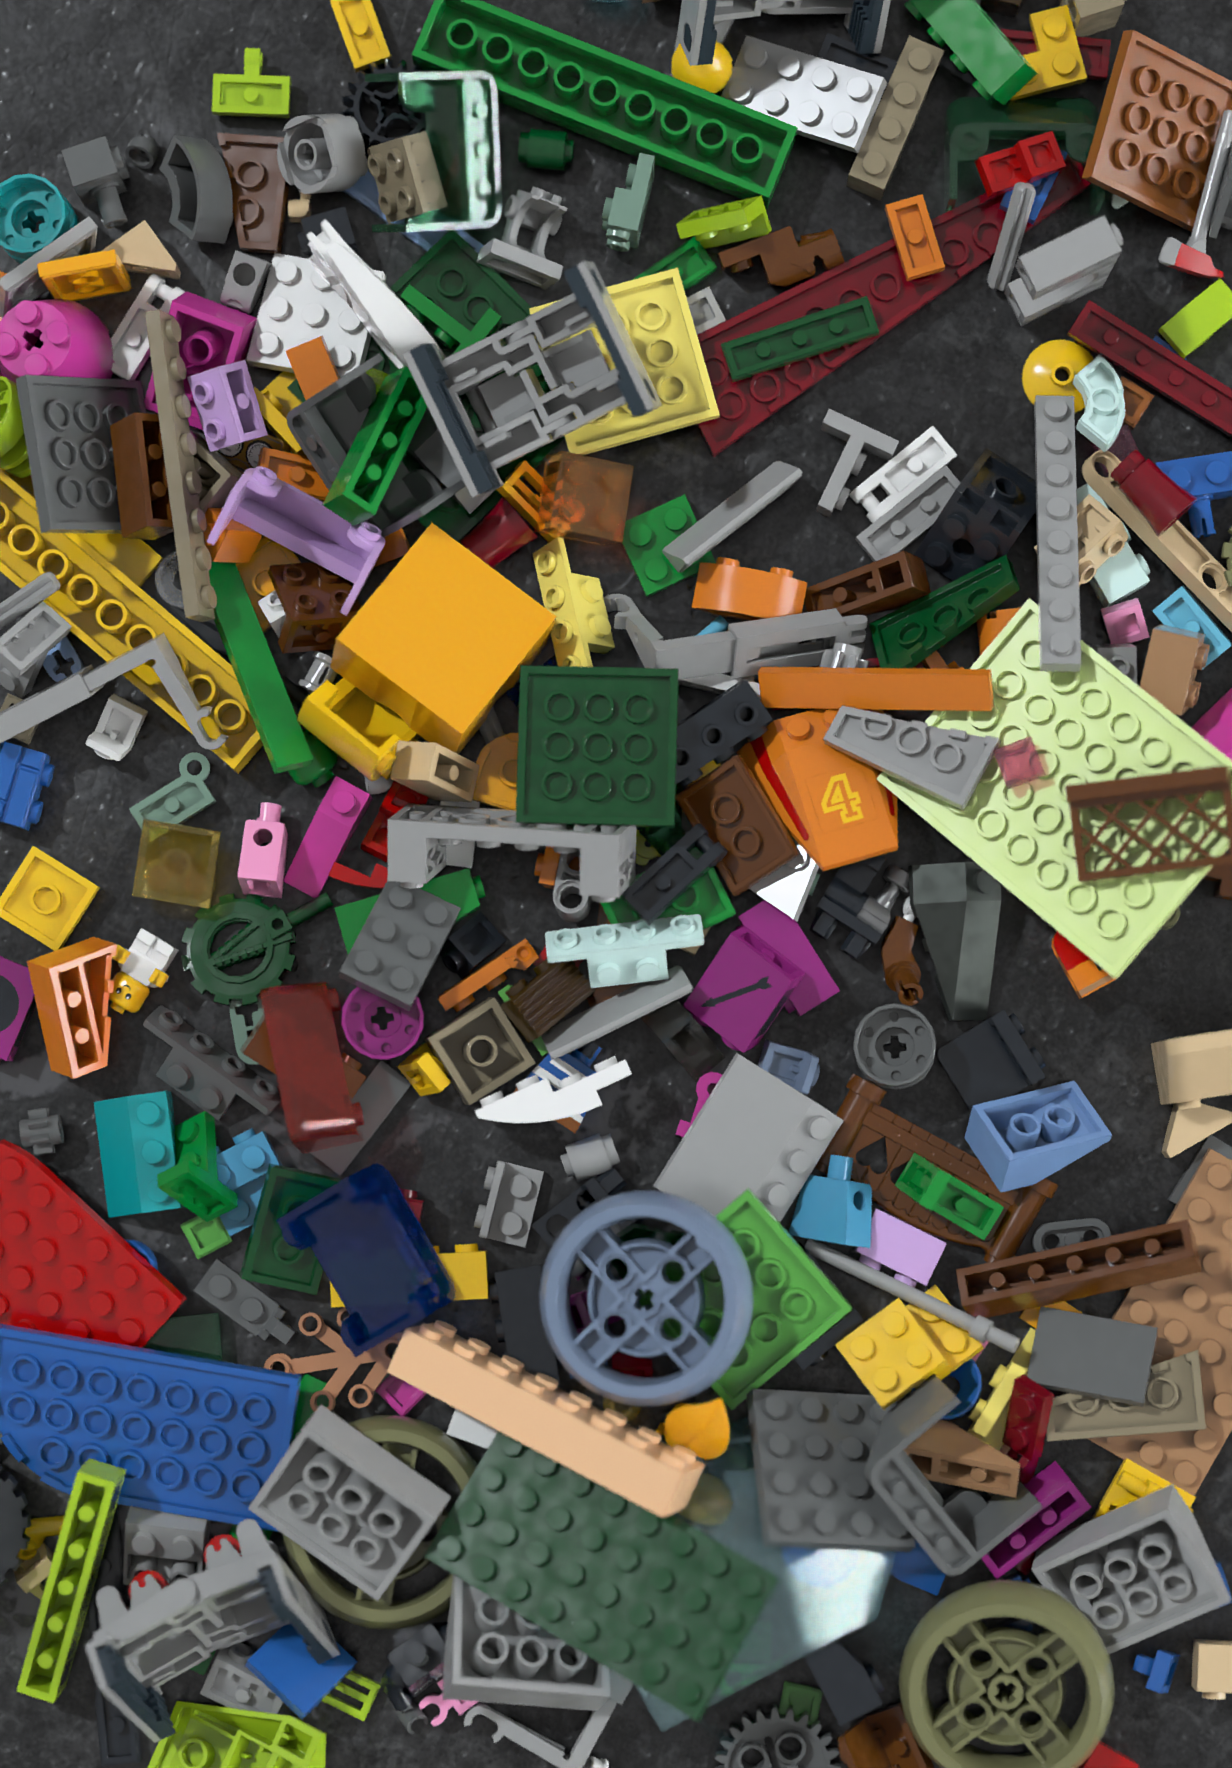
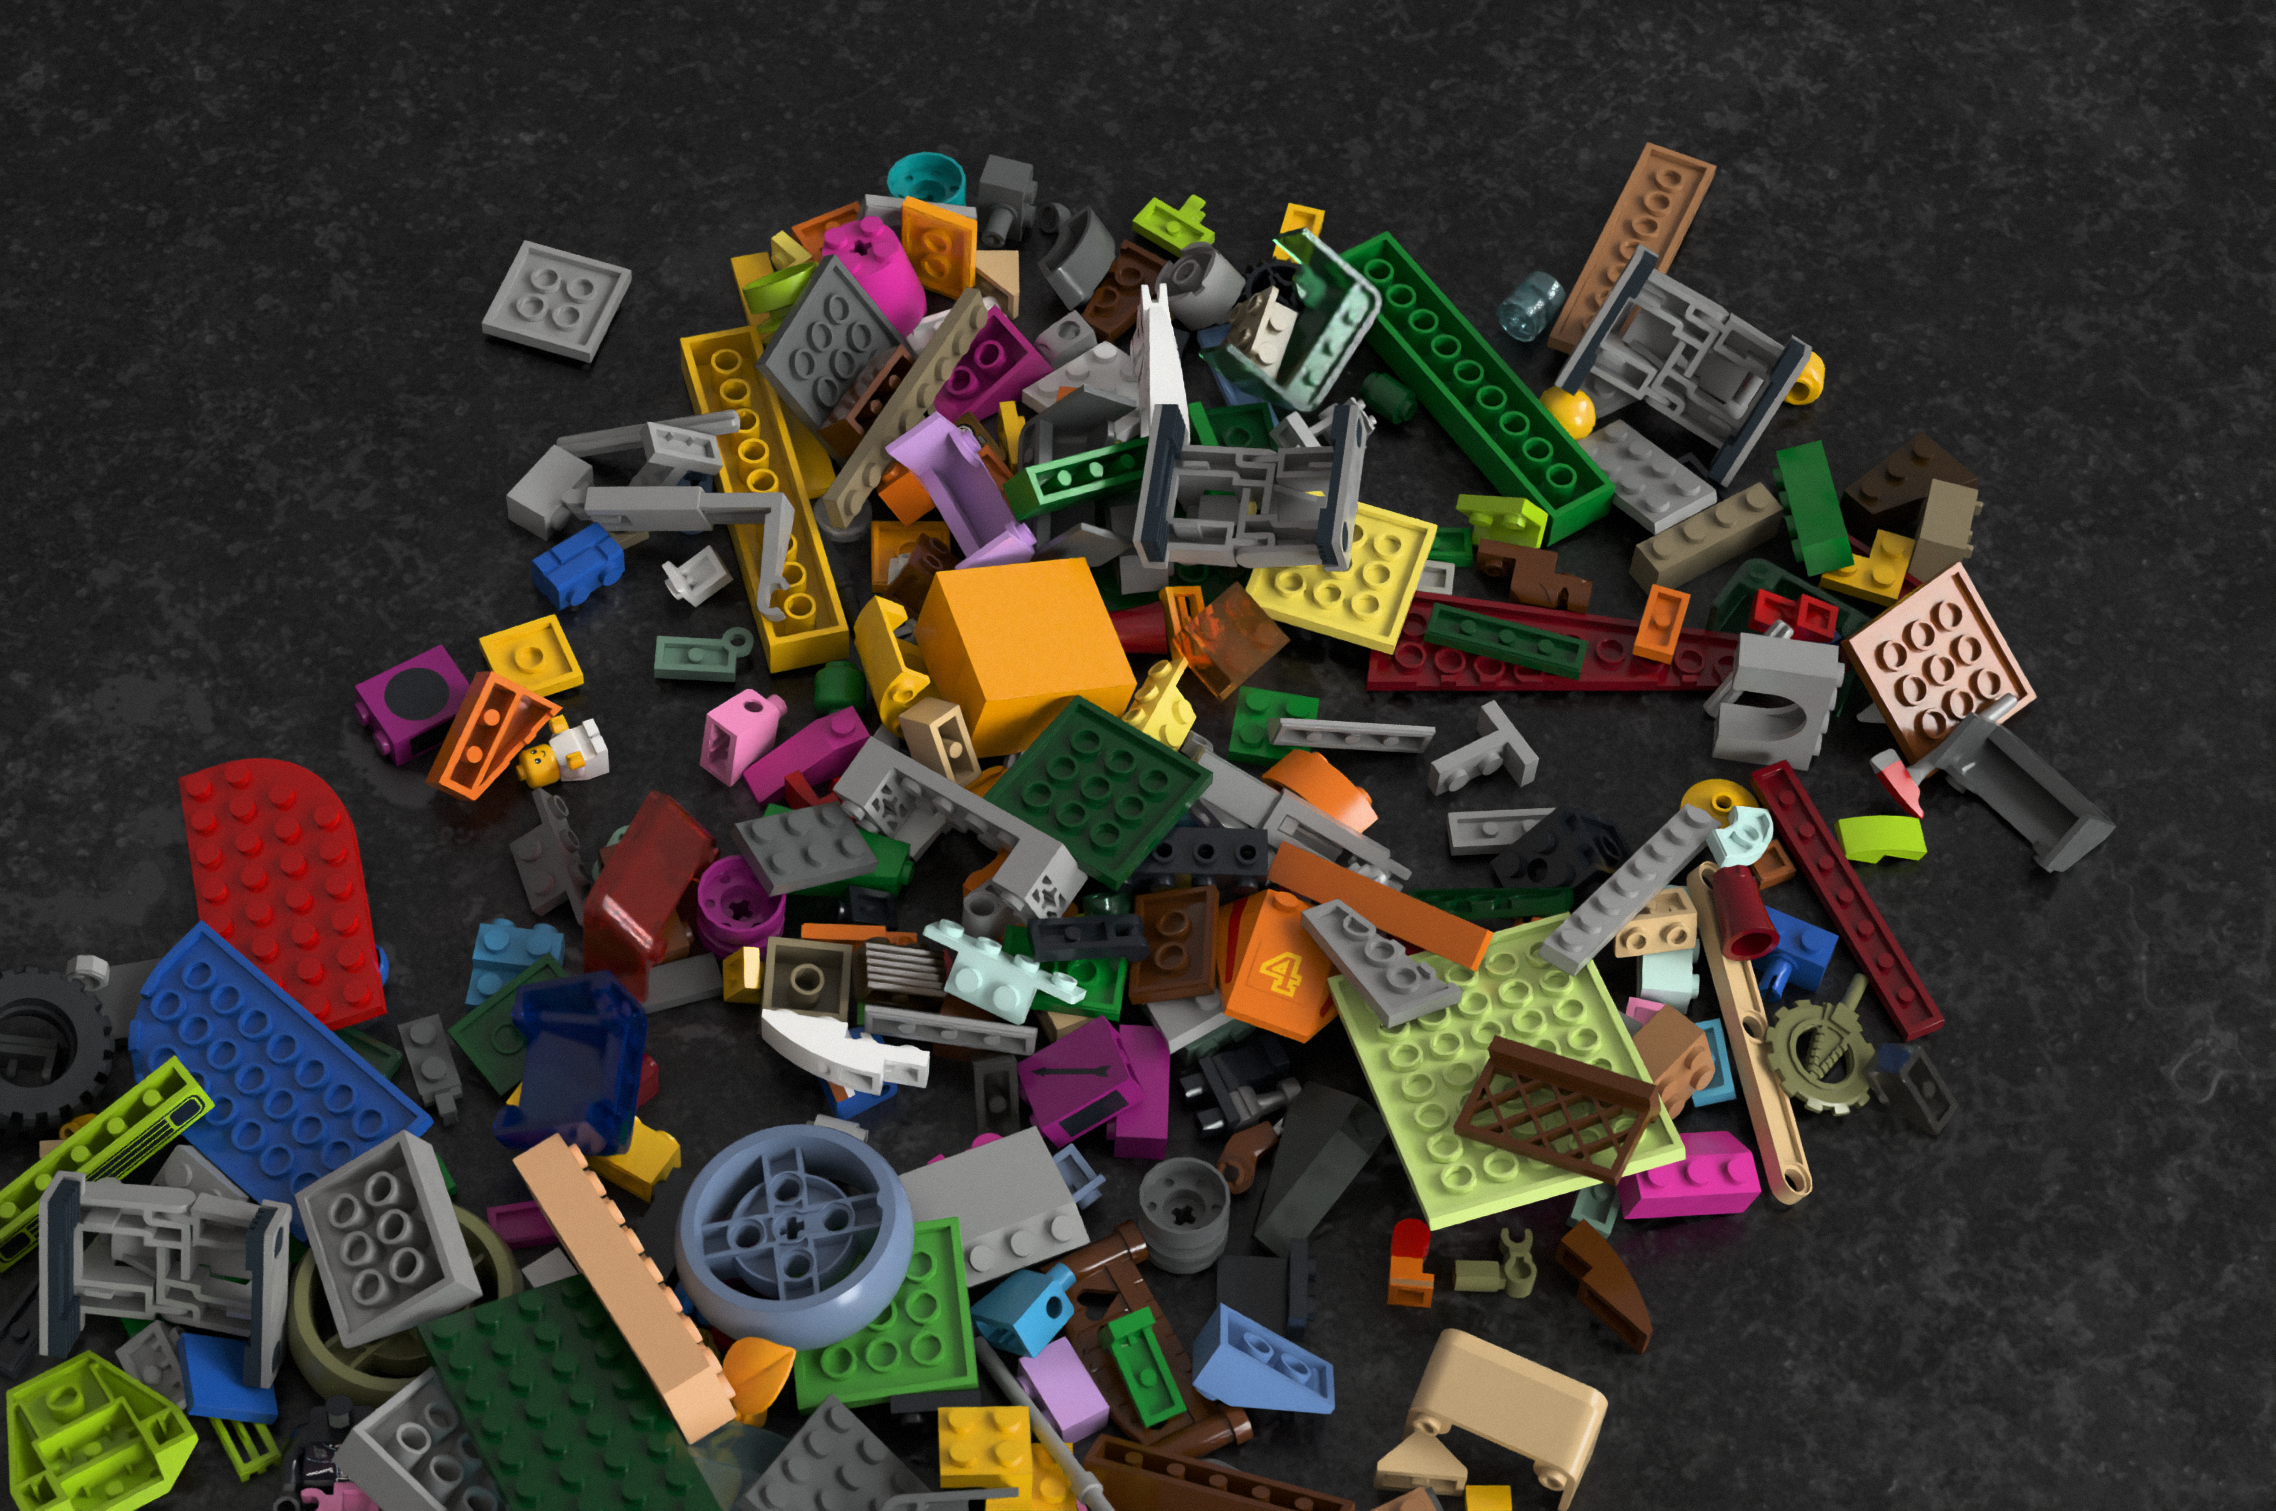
camera: 25 degrees right, 30 degrees down
(41, 1131) = (376, 820): dark grey gear -> none
(134, 1147) = (446, 893): teal slope -> none
(177, 863) = (663, 694): clear yellow slope -> none
(195, 1175) = (473, 916): green bracket -> none
(205, 1236) = (446, 992): bright green tile -> none
(227, 405) = (981, 393): lavender brick -> none
(257, 671) = (849, 585): green tile -> none
(267, 934) = (691, 788): dark green bar -> none
(341, 1359) = (478, 1162): nougat plant -> none
(510, 1203) = (729, 1121): light grey bracket -> none
(626, 211) = (1431, 464): sand green plate -> none
(872, 587) = (1440, 856): reddish brown slope -> none
(904, 473) = (1525, 791): white plate -> none
(1019, 762) = (1467, 1018): clear pink tile -> none

